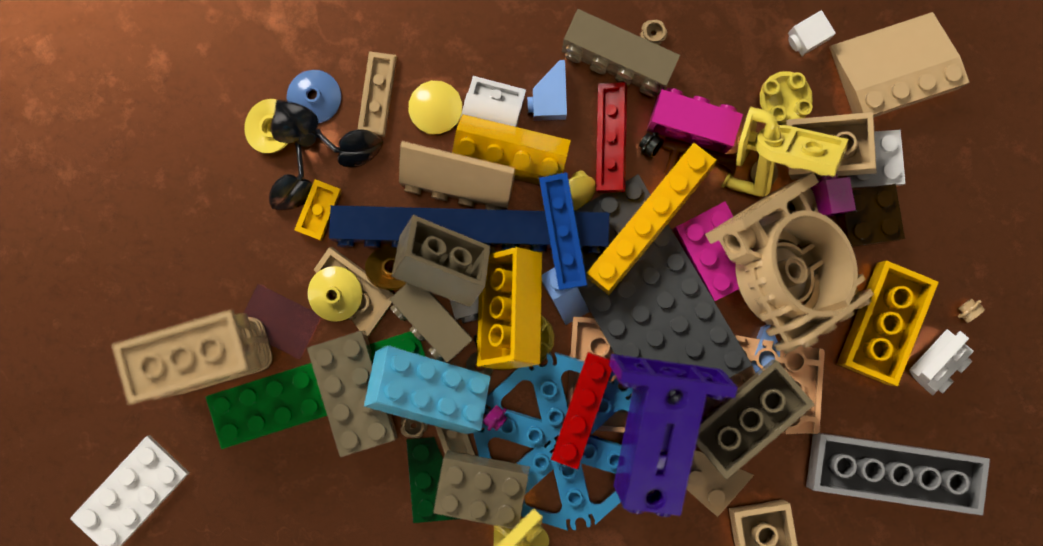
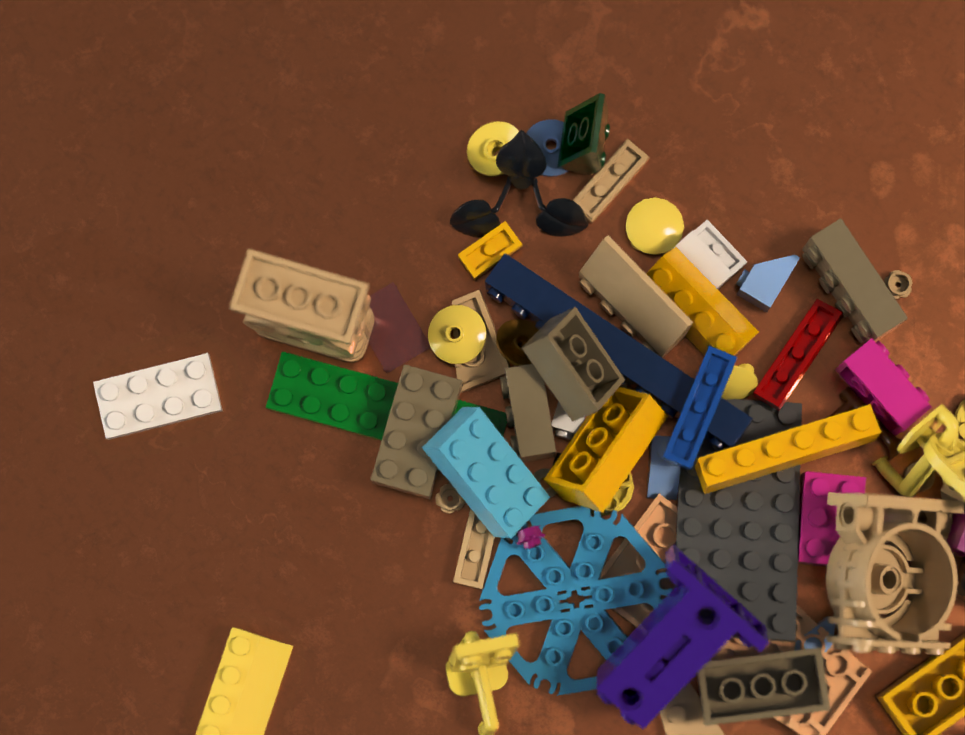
camera: 40 degrees right, 5 degrees down
(334, 71) = (584, 136): none -> dark green slope
(424, 474) = (432, 561): dark green wing -> none
(481, 489) = (476, 592): dark tan brick -> none
(582, 411) = (613, 581): red plate -> none
(651, 144) = (830, 384): pearl dark grey plate -> none

